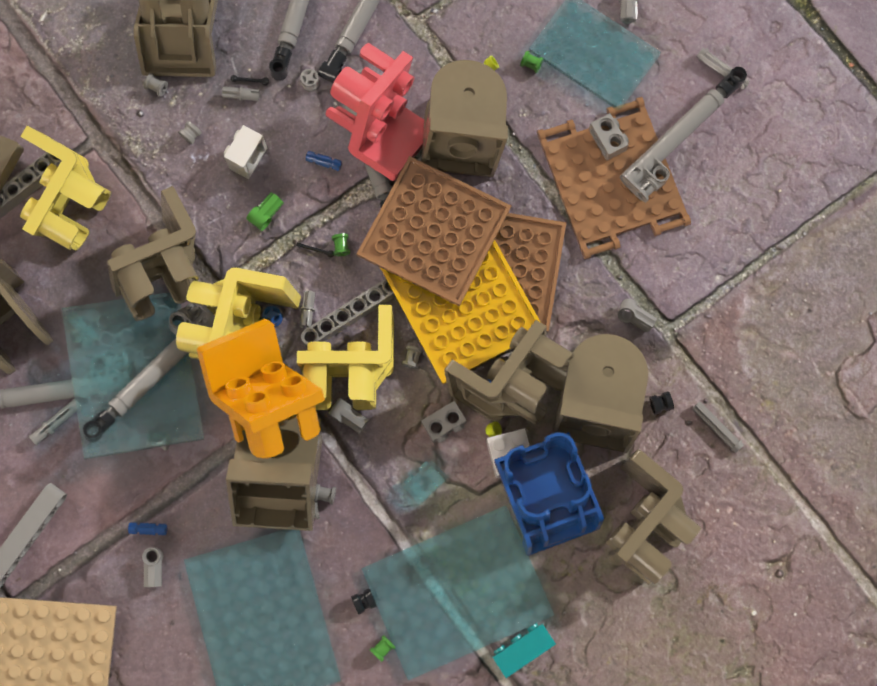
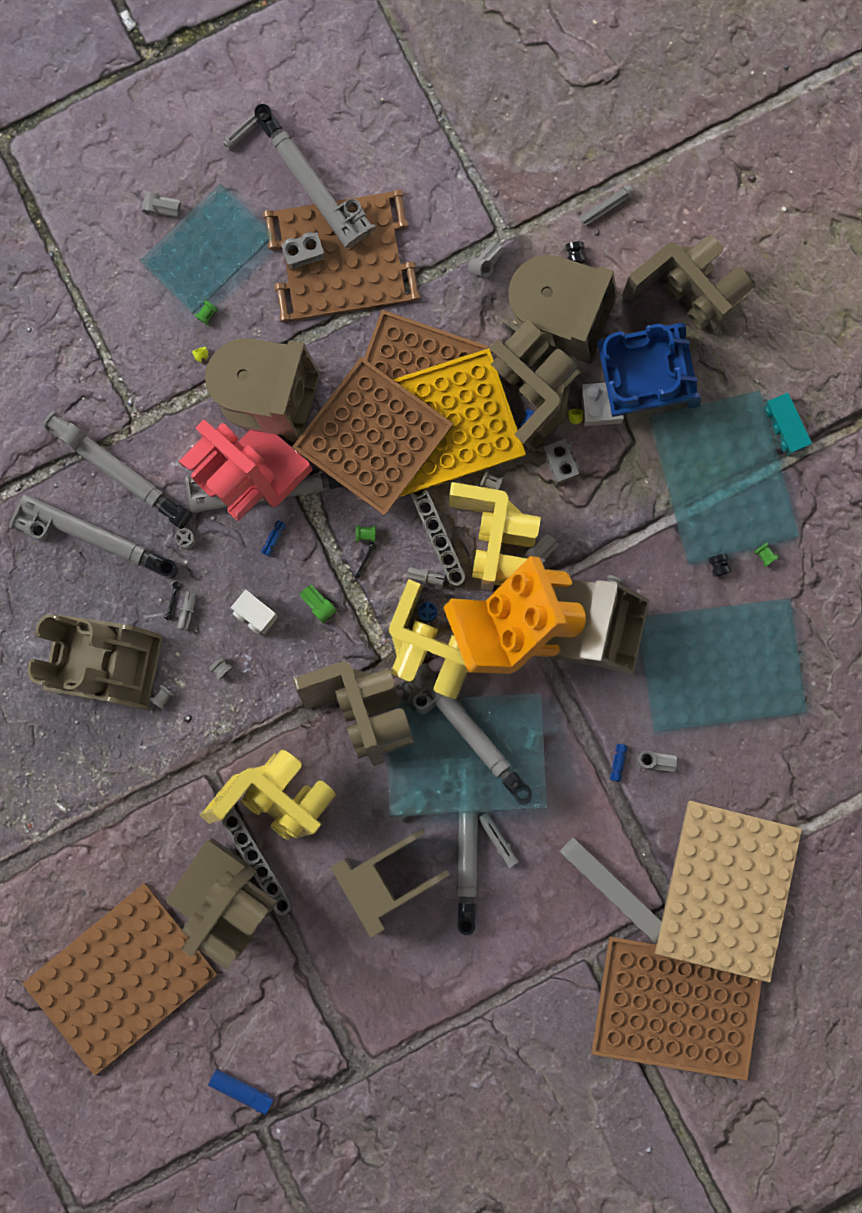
camera: 80 degrees left, 5 degrees up
(436, 479) = (616, 479): clear light blue brick -> none

